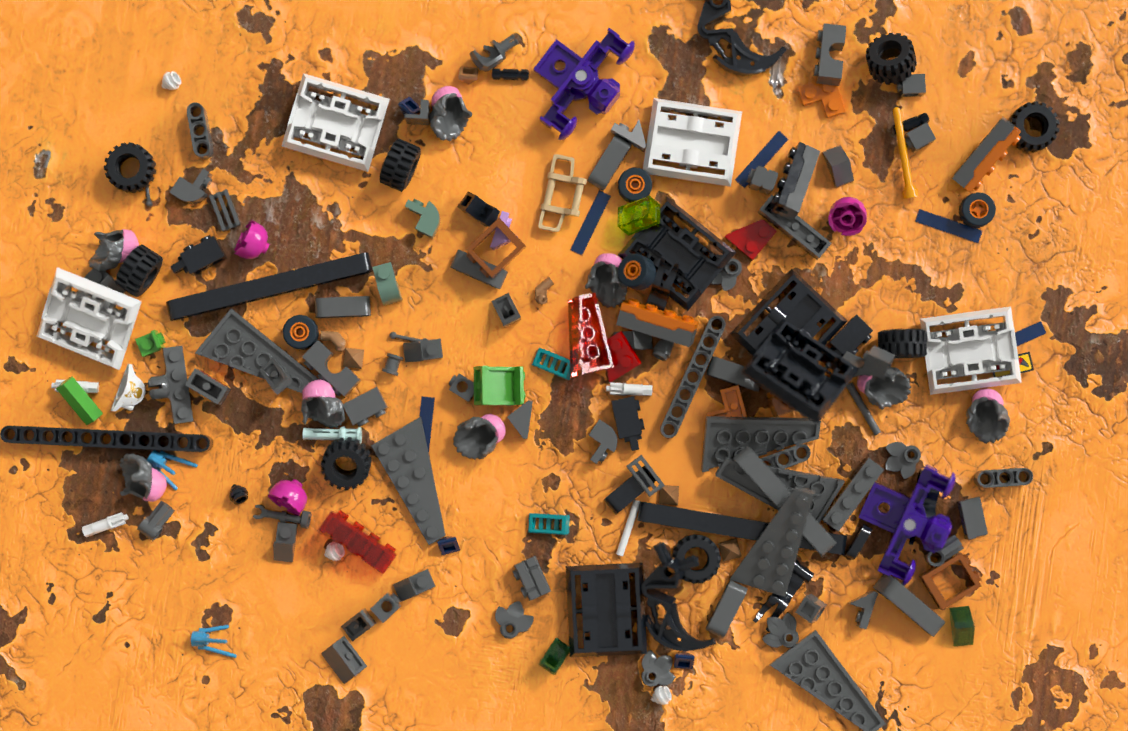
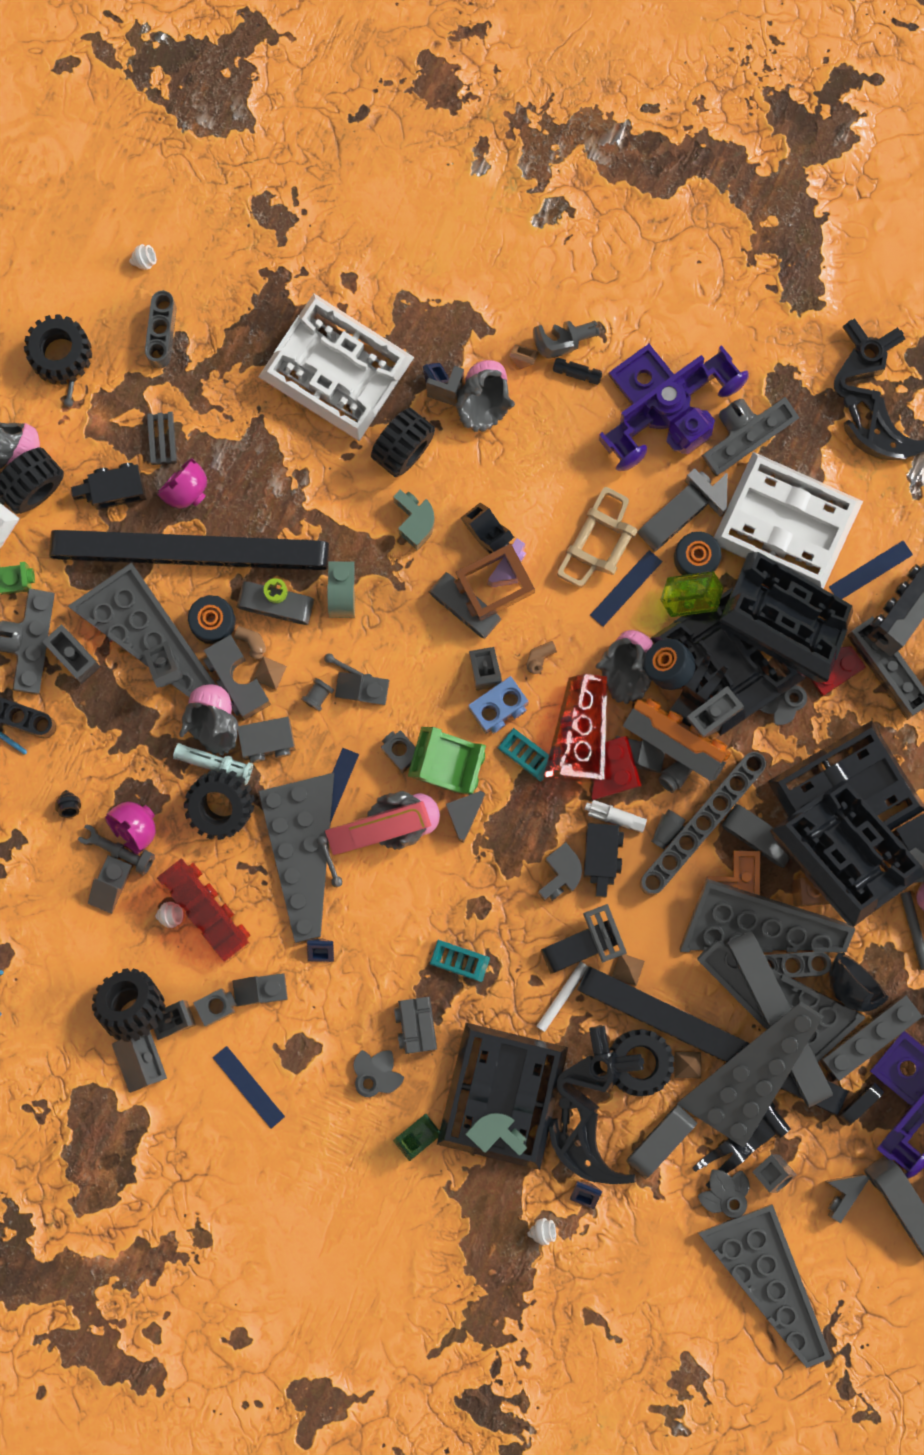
camera: 15 degrees right, 5 degrees down
(193, 192) = (129, 404): dark grey brick -> none
(335, 631) = (119, 991): none -> black tyre
(337, 294) = (277, 598): none -> lime bush
(426, 655) = (249, 1087): none -> dark blue sticker
(445, 492) = (336, 880): none -> dark grey hinge
(464, 448) = (378, 828): none -> coral slope
(519, 331) = (494, 700): none -> medium blue brick
(606, 634) = (491, 1127): none -> sand green brick
(645, 84) = (747, 431): none -> dark grey plate
(659, 667) = (549, 1192): dark grey plate -> none
(669, 387) = (668, 828): none -> dark grey cone
(678, 297) = (715, 712): none -> dark grey slope
(710, 213) = (786, 618): none -> black piece
(762, 179) = (865, 594): dark grey brick -> none
(831, 460) = (855, 985): none -> black cylinder

